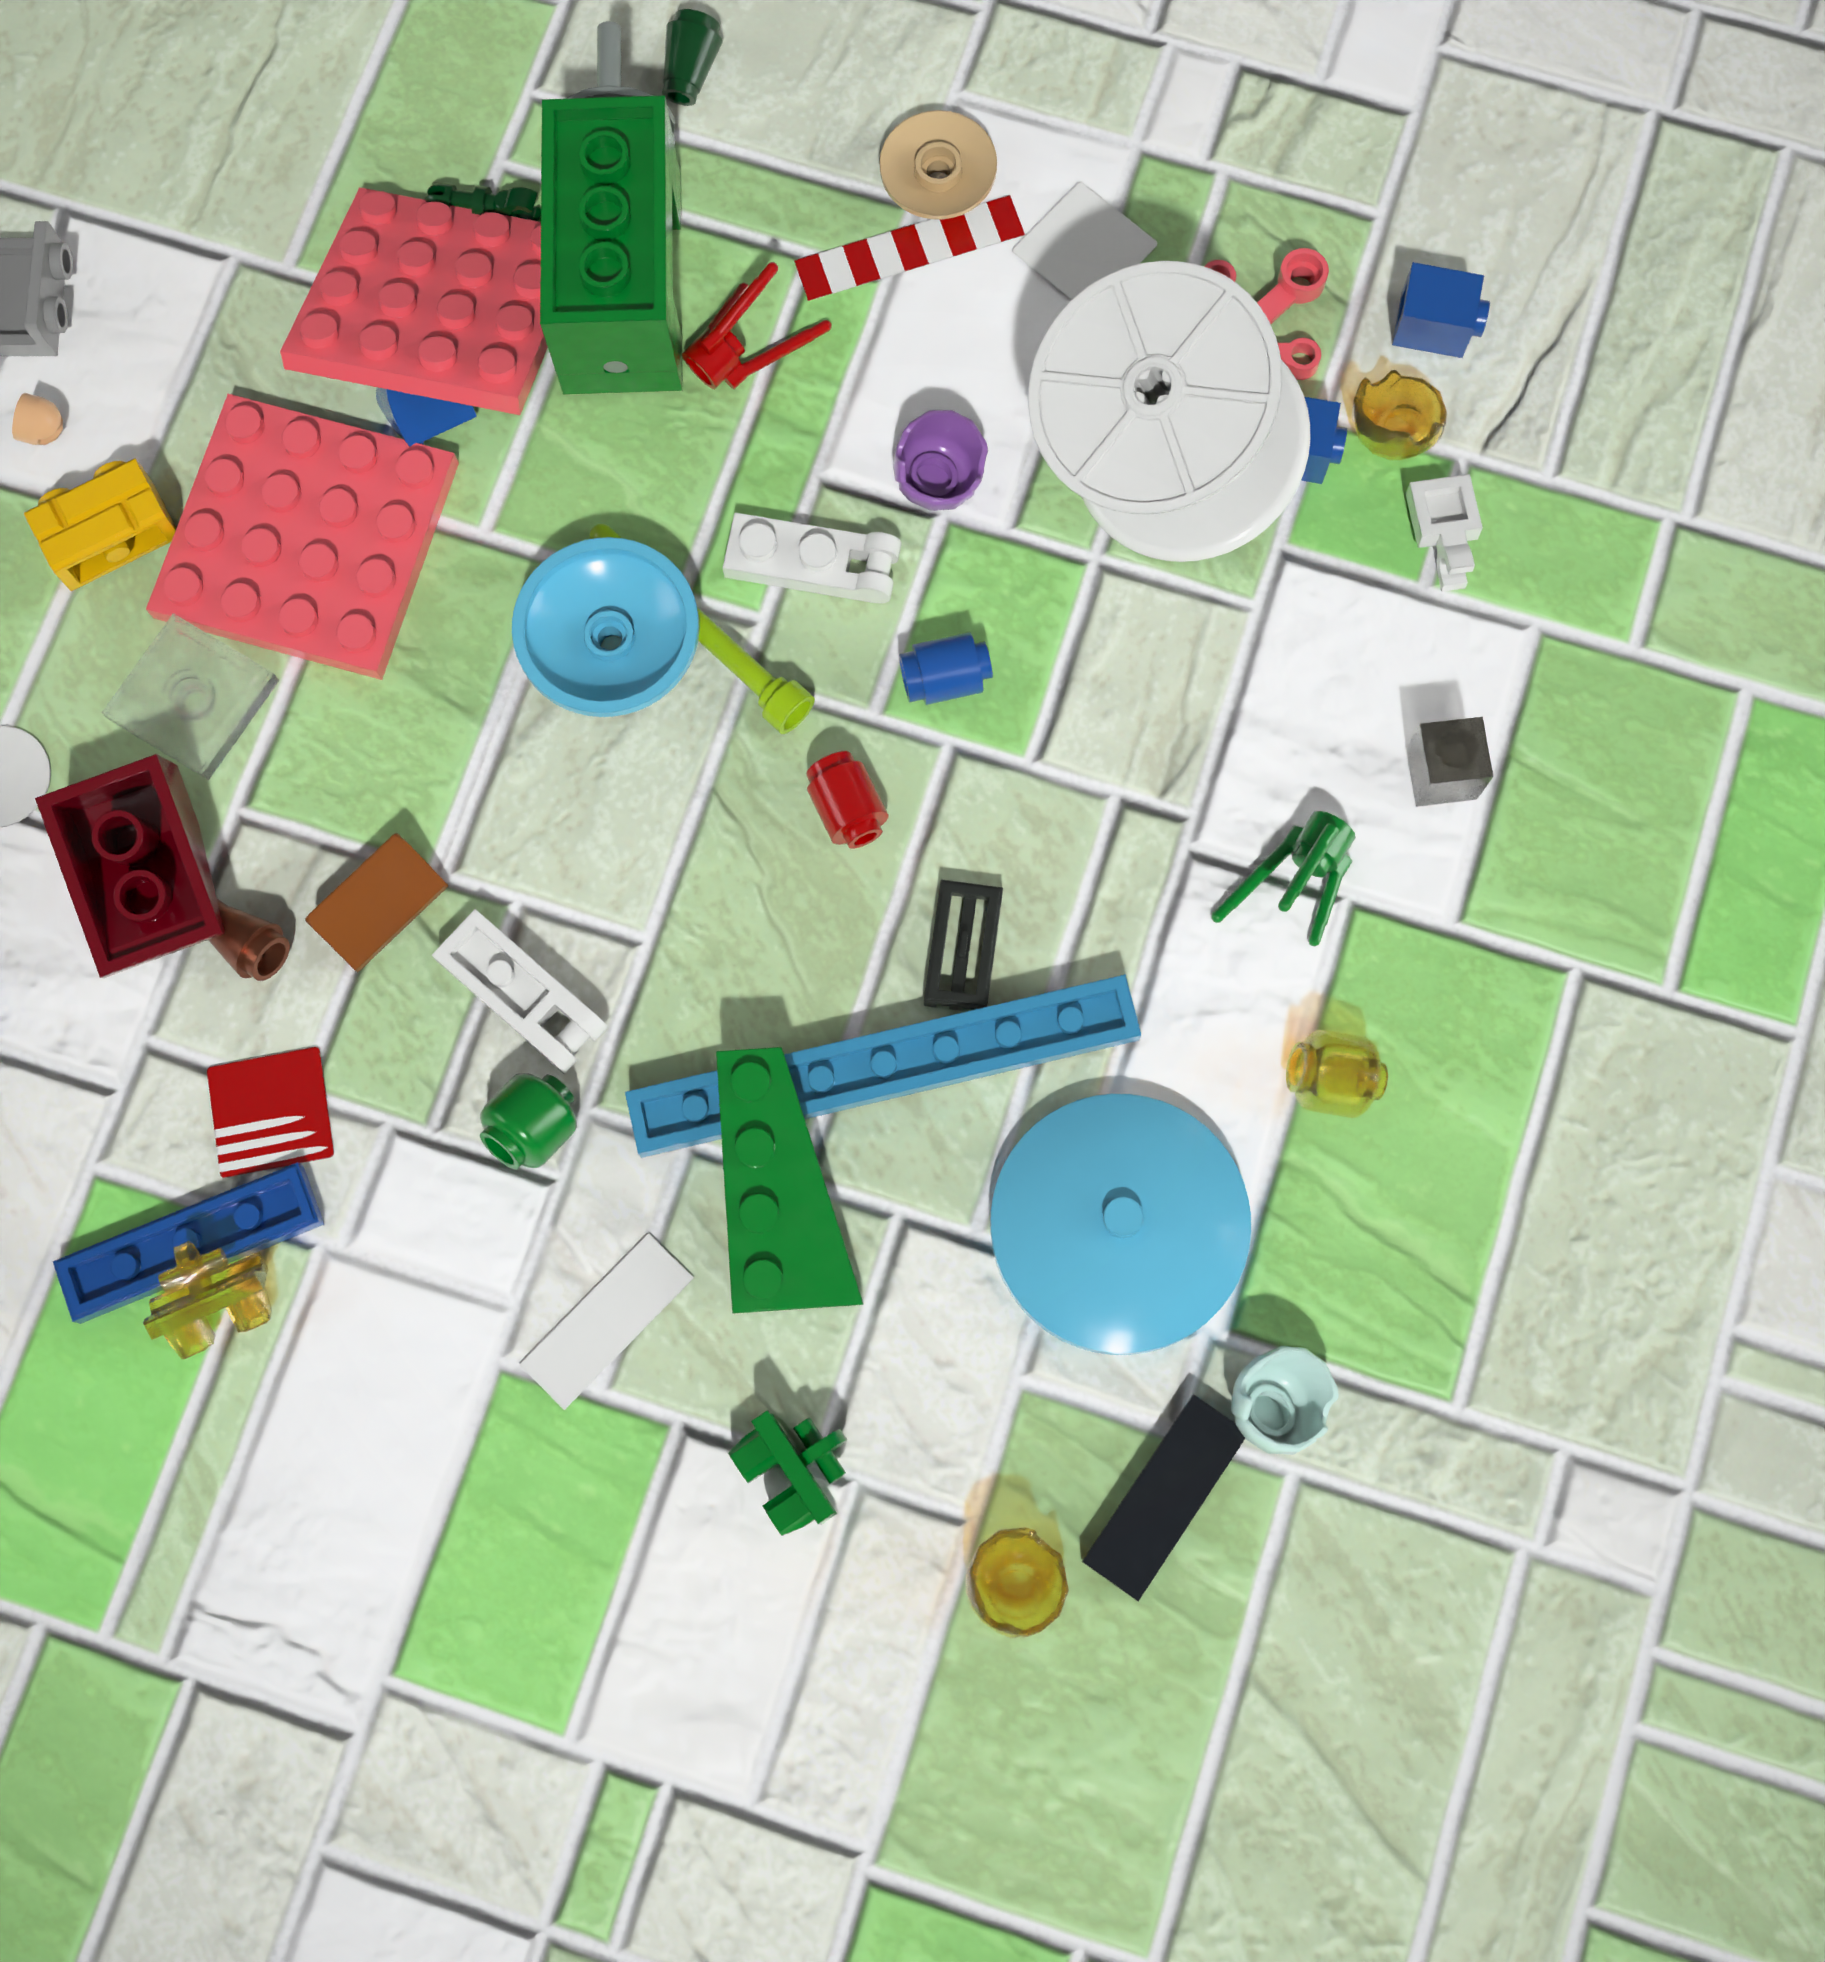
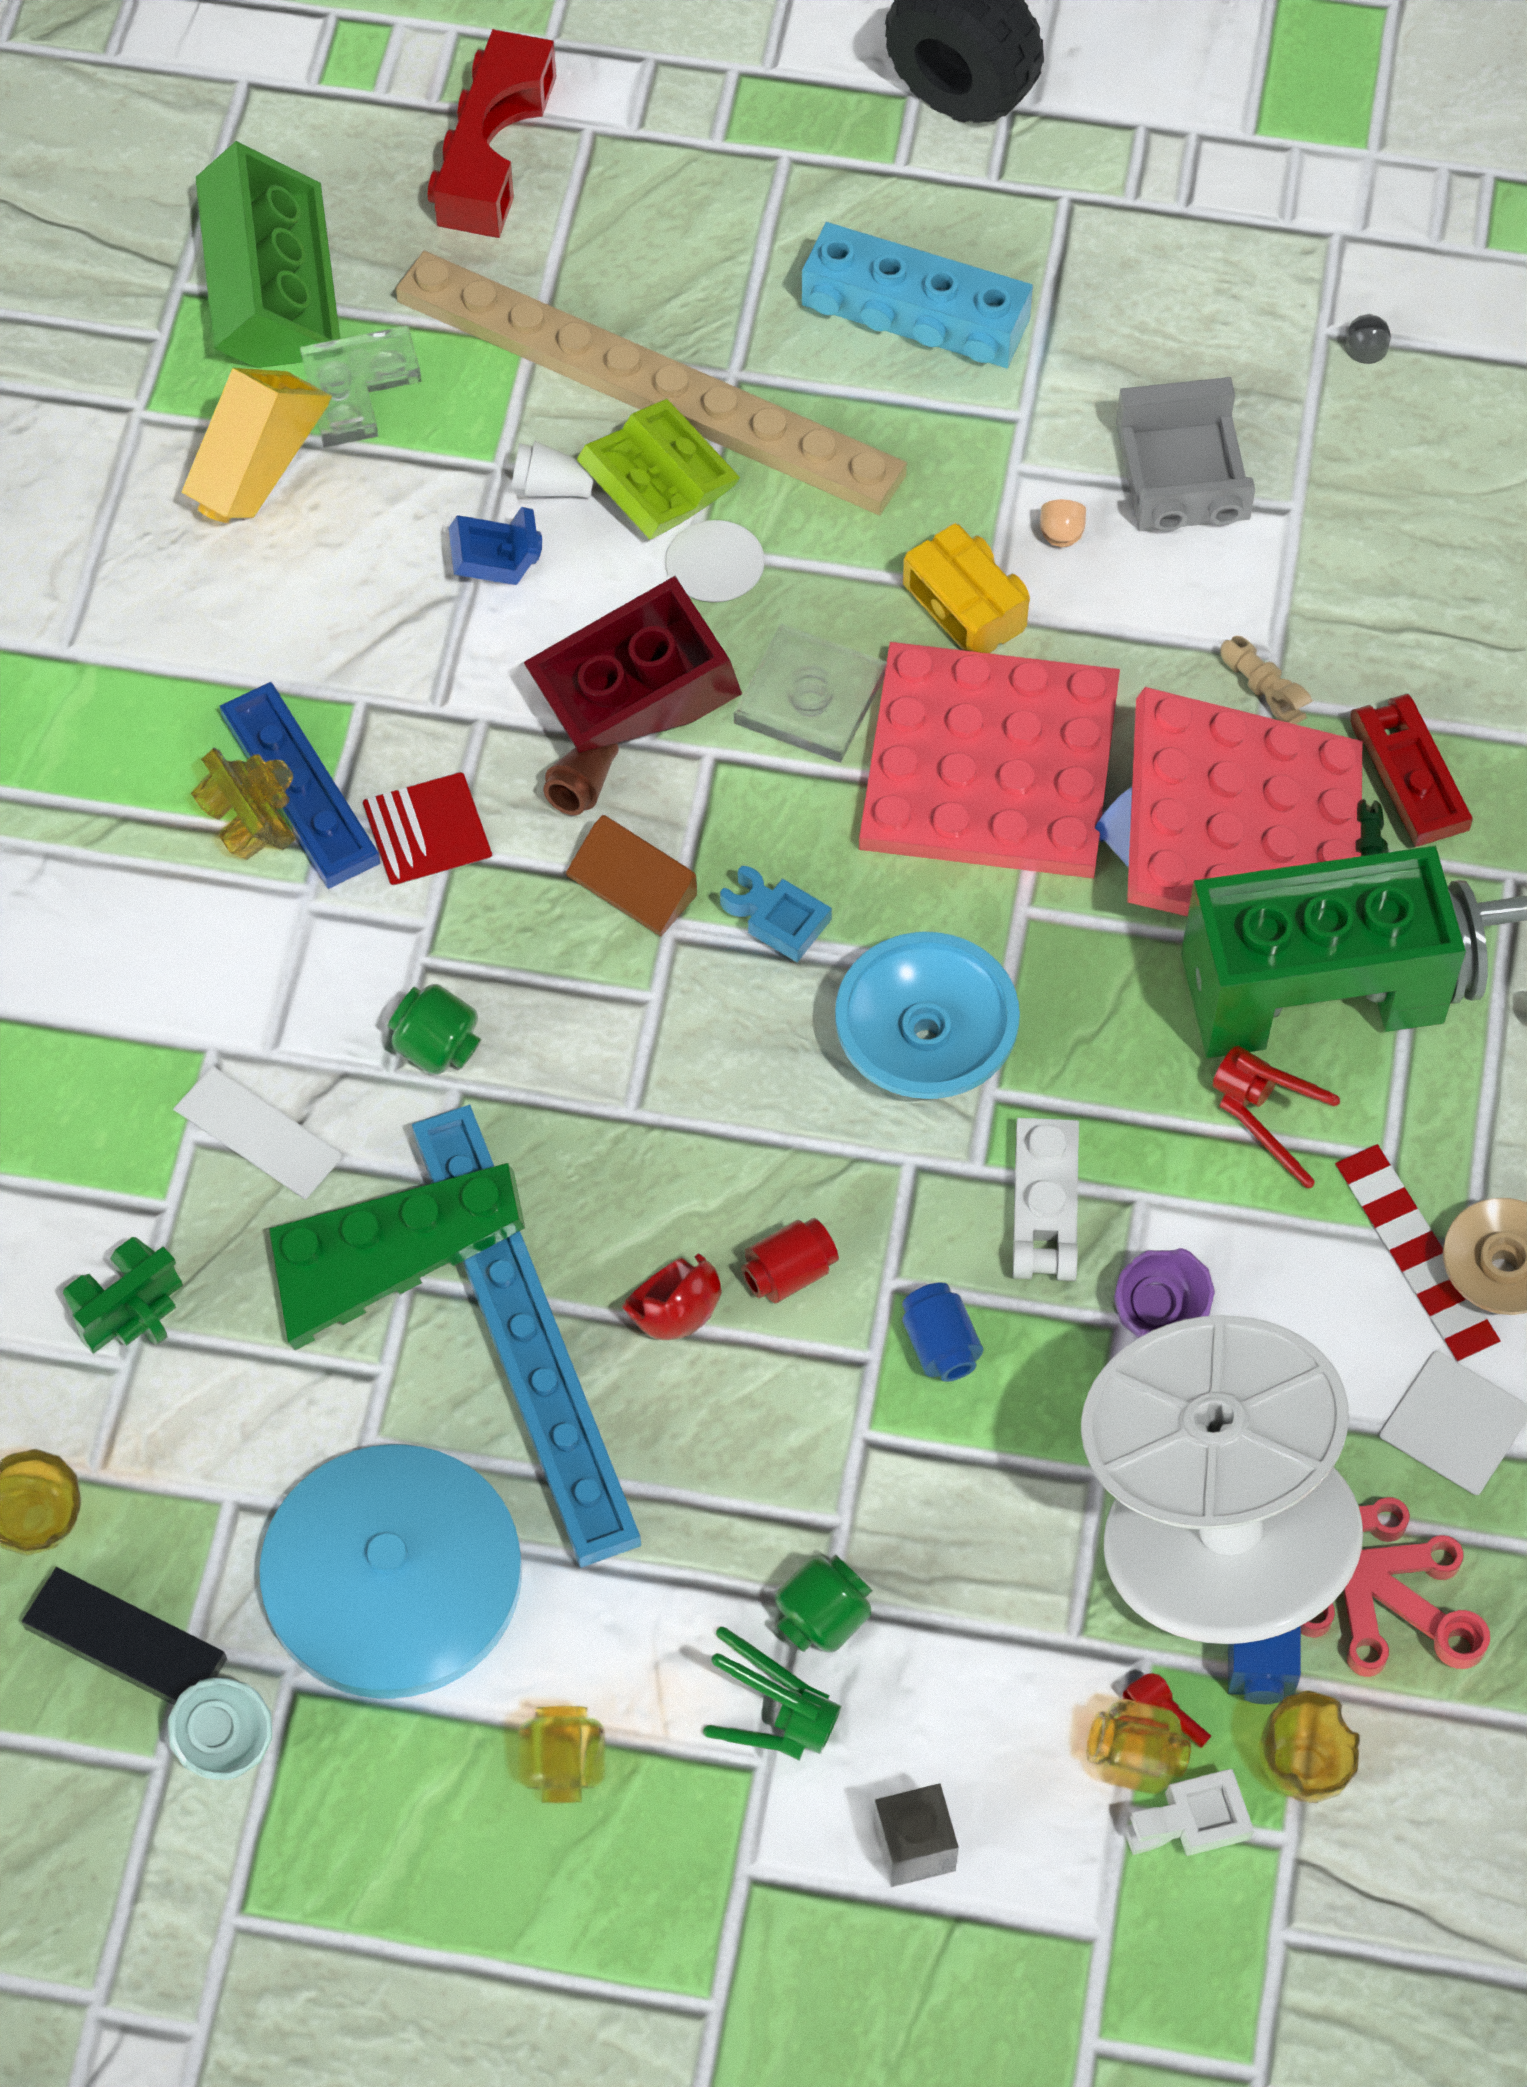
camera: 80 degrees right, 15 degrees down
(291, 250) = (1264, 678): none -> tan piece
(398, 149) = (1412, 770): none -> red plate
(454, 756) = (781, 917): none -> dark azure plate
(517, 989) = (560, 1005): white plate -> none
(782, 702) = (885, 1191): lime piece -> none
(873, 913) = (675, 1299): none -> red hair
(956, 998) = (657, 1415): pearl dark grey tile -> none
(1212, 814) = (823, 1604): none -> green head
(1325, 545) = (1155, 1691): none -> red hand
(1380, 559) = (1137, 1746): none -> clear yellow head
(1440, 310) = (1447, 1785): blue brick -> none

